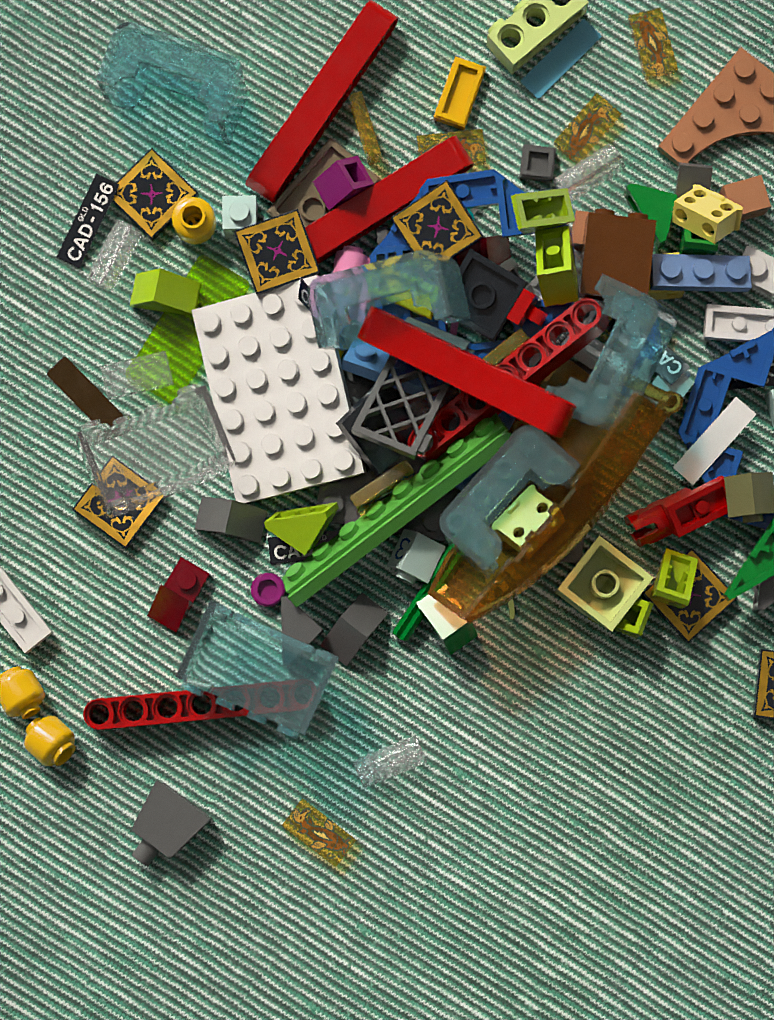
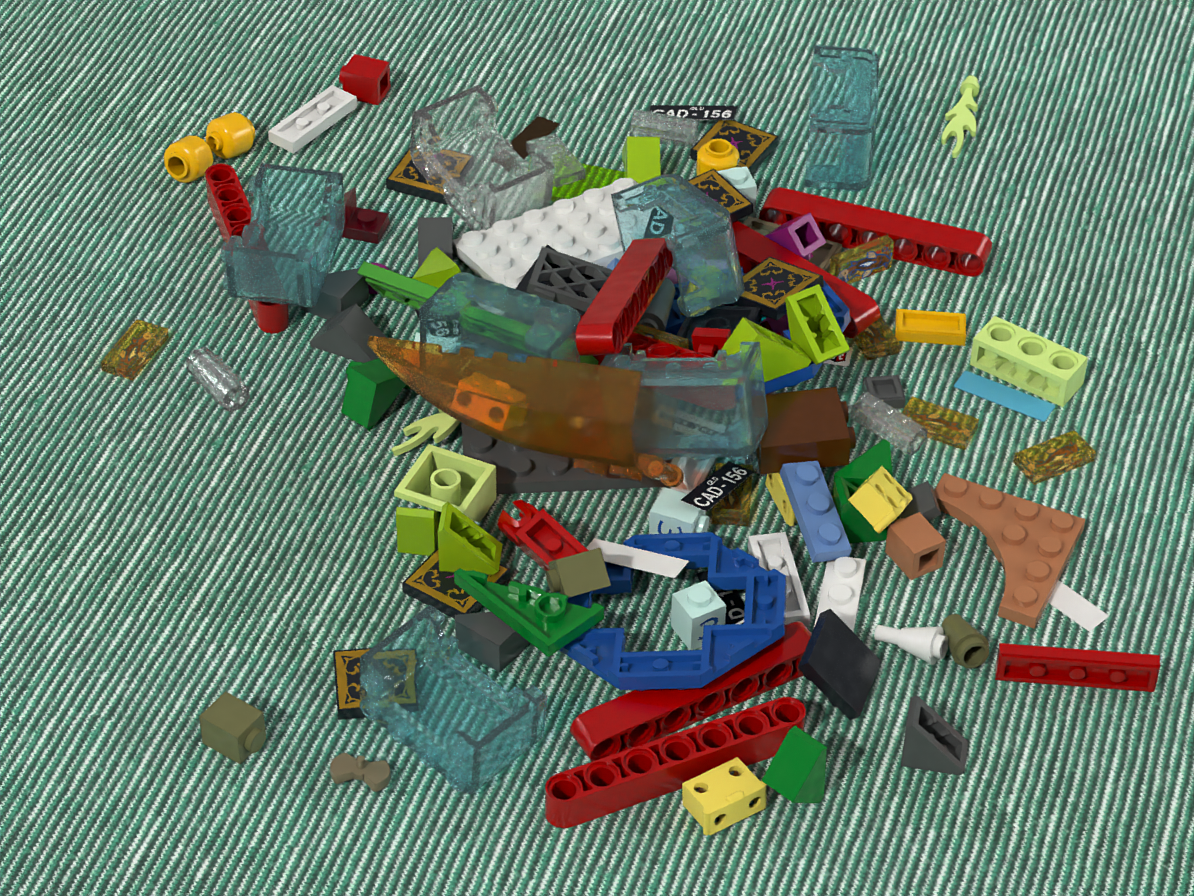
camera: 75 degrees right, 40 degrees down
(166, 823) = (125, 242): dark grey torso -> none

